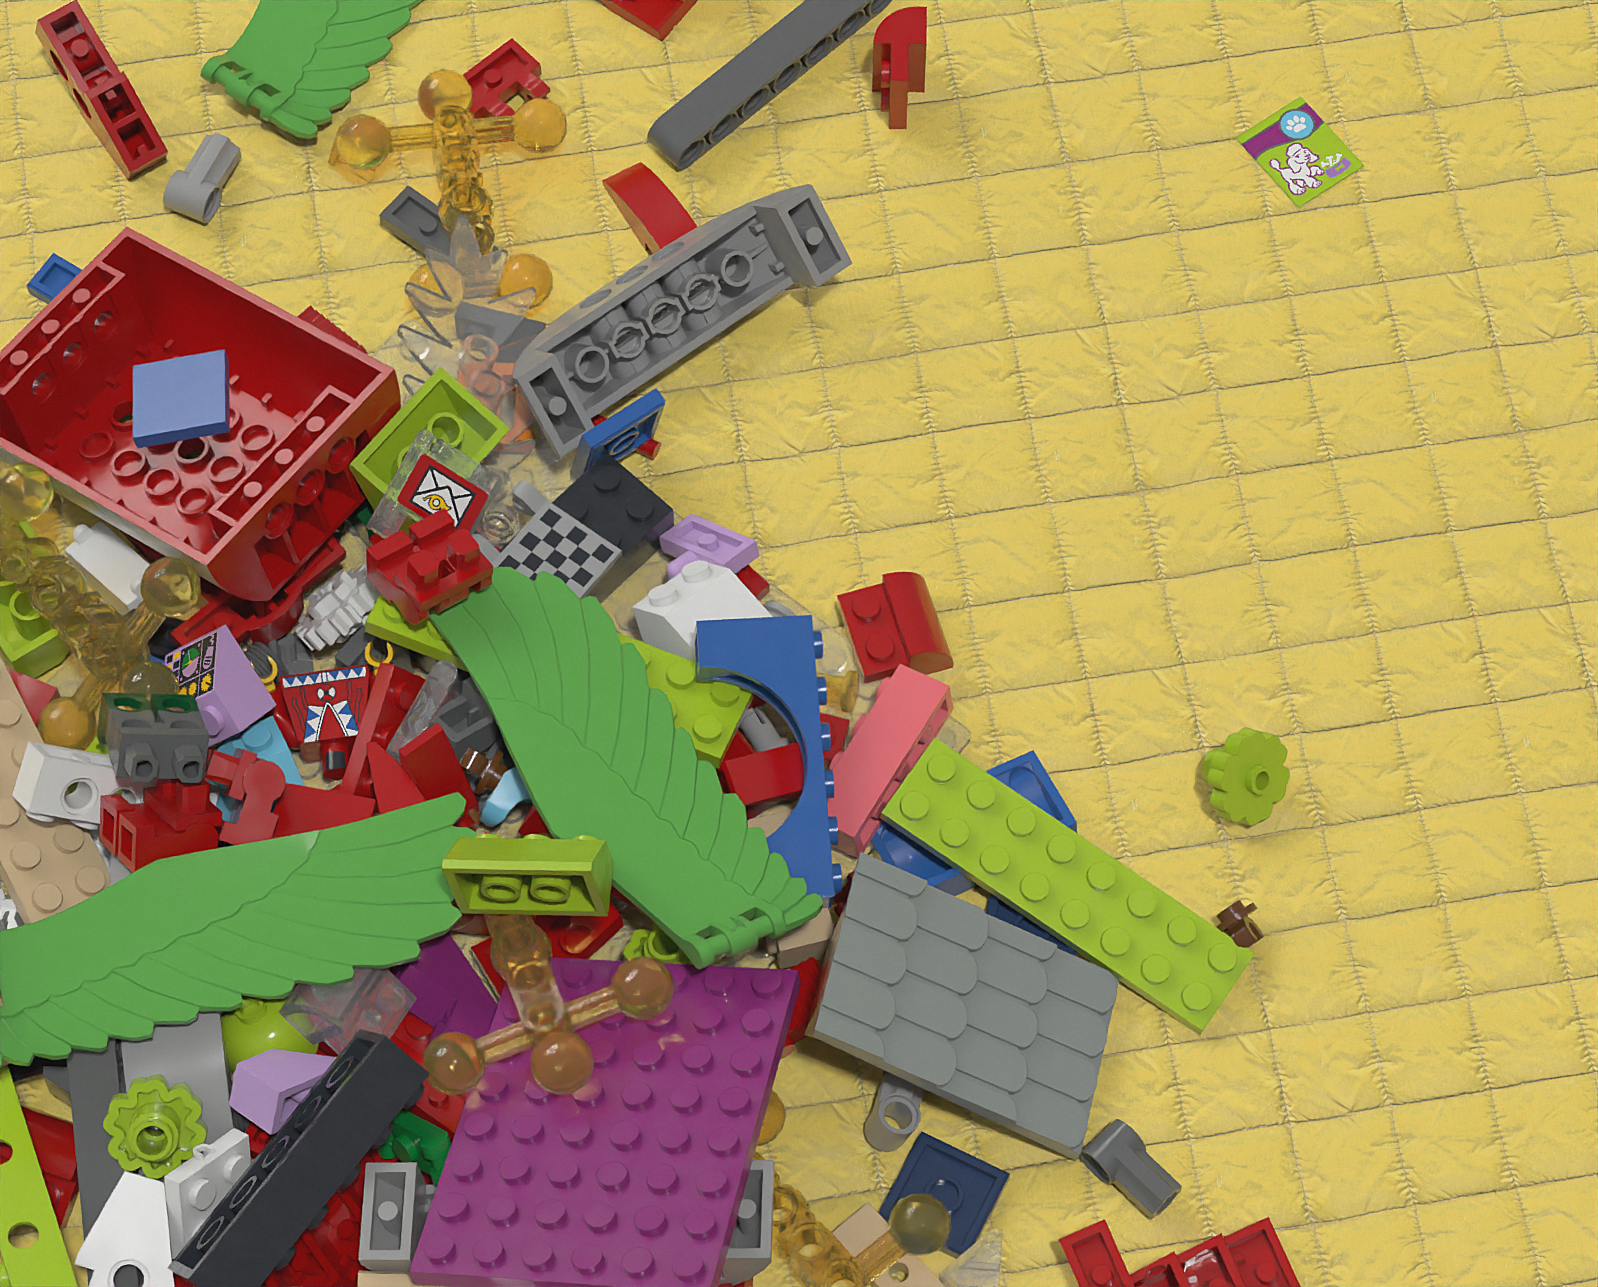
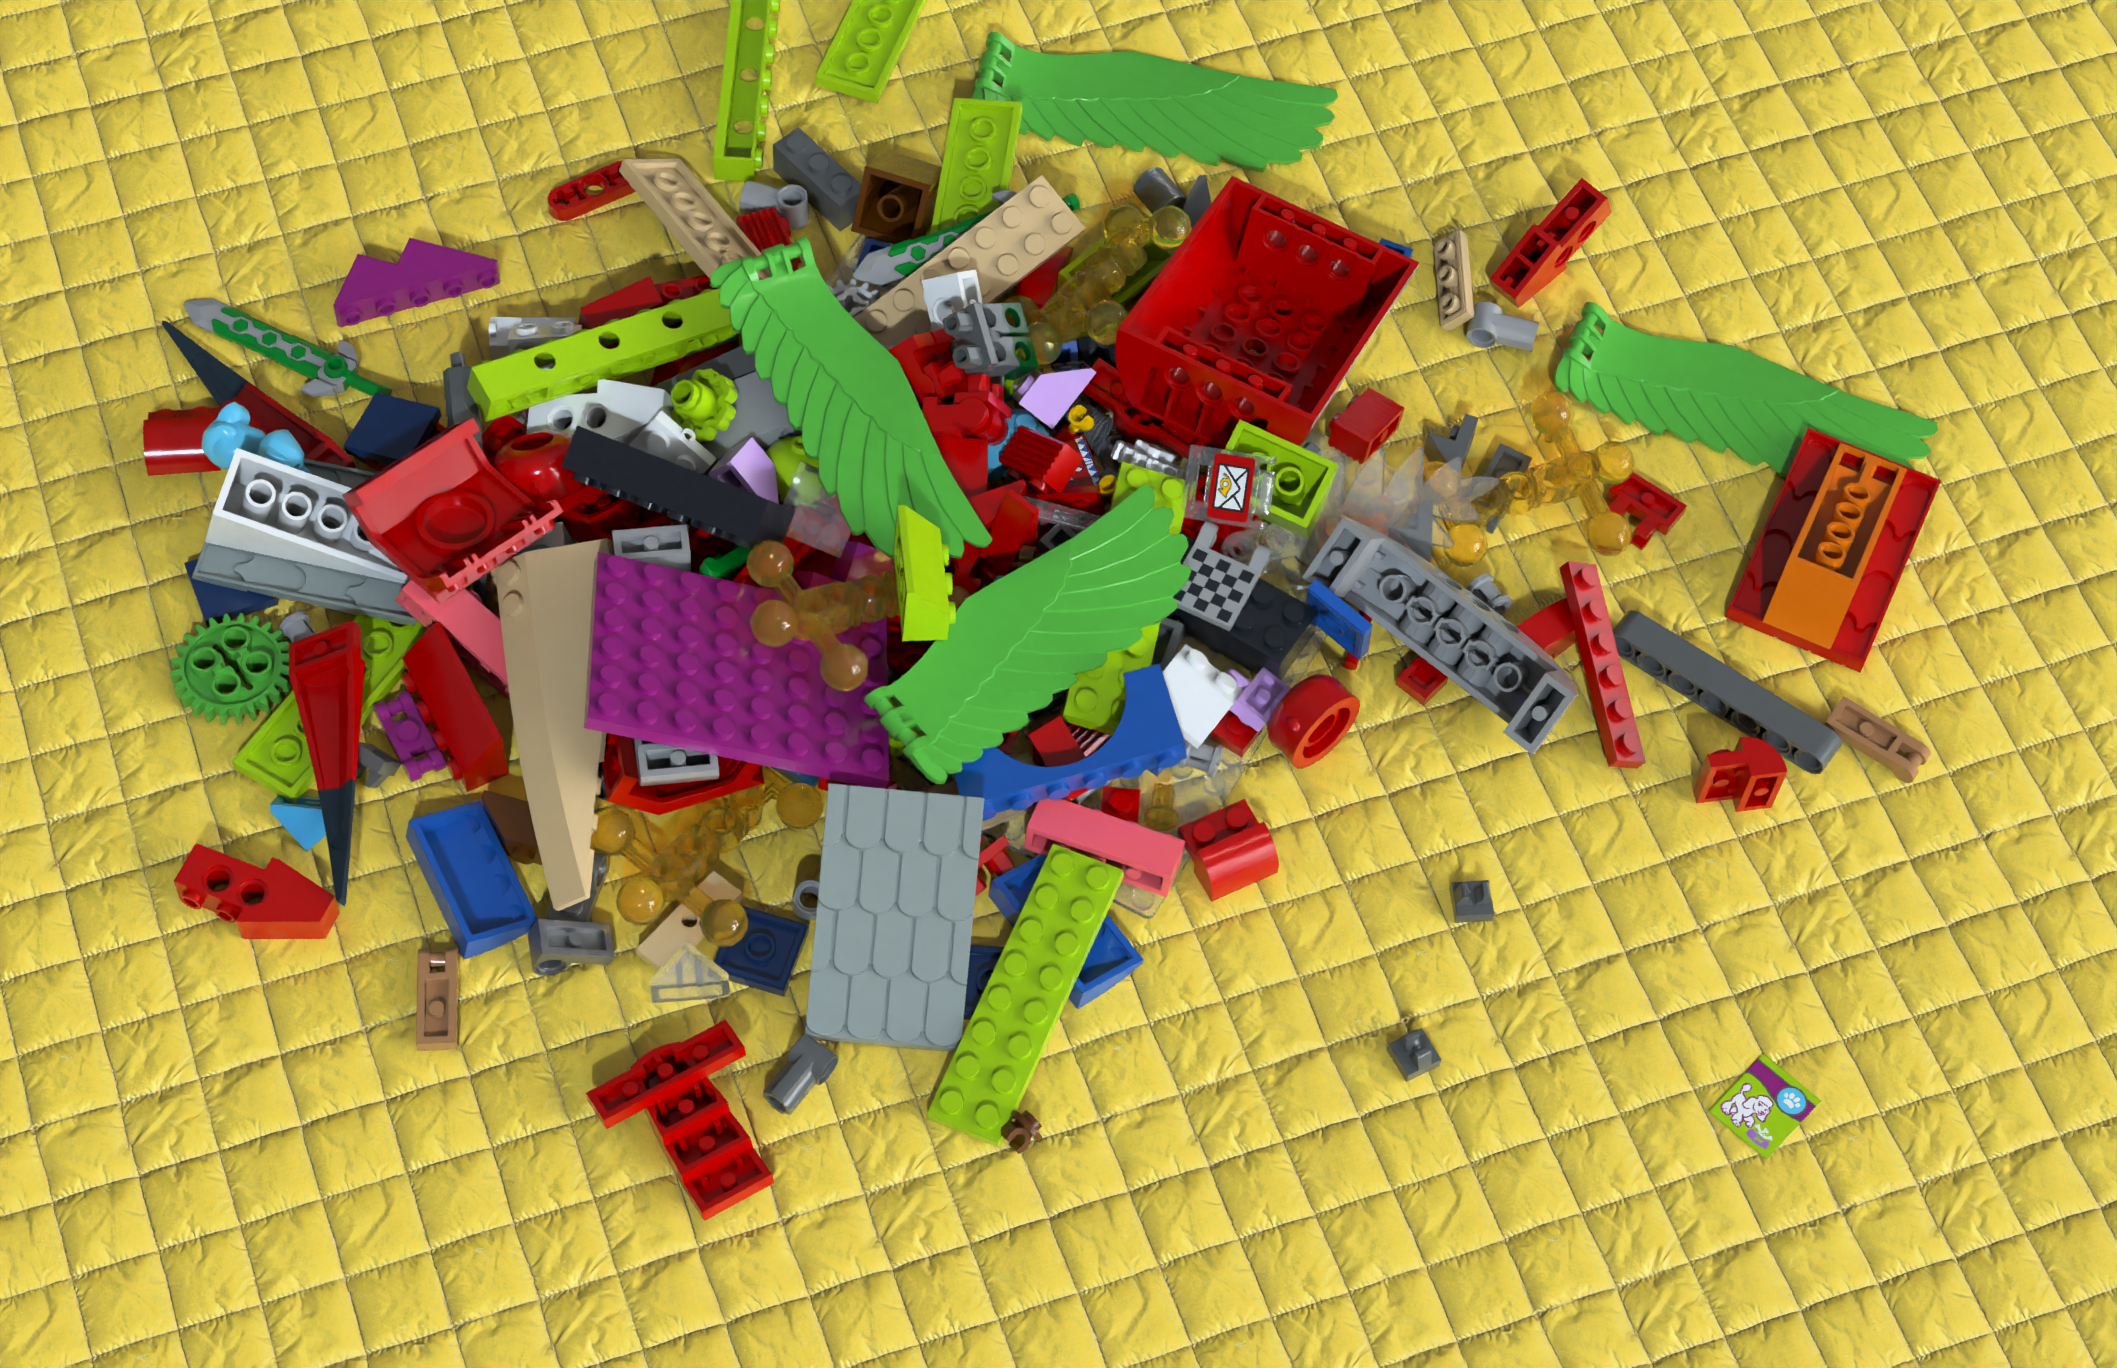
camera: 75 degrees right, 5 degrees down
(90, 209) = (1453, 280): none -> tan tile
(181, 398) = (1261, 300): tile -> none
(328, 724) = (1039, 460): none -> red brick
(379, 269) = (1458, 445): none -> dark grey slope
(428, 567) = (1162, 485): red hips -> none
(592, 275) = (1487, 592): none -> light grey bush
(697, 374) = (1421, 680): none -> red plate
(715, 173) = (1602, 665): none -> plate
(749, 492) = (1312, 719): none -> red piece
(1002, 384) = (1471, 901): none -> dark grey tile
(1192, 487) = (1413, 1054): none -> dark grey tile
(1247, 776) = (1147, 1114): lime plant -> none

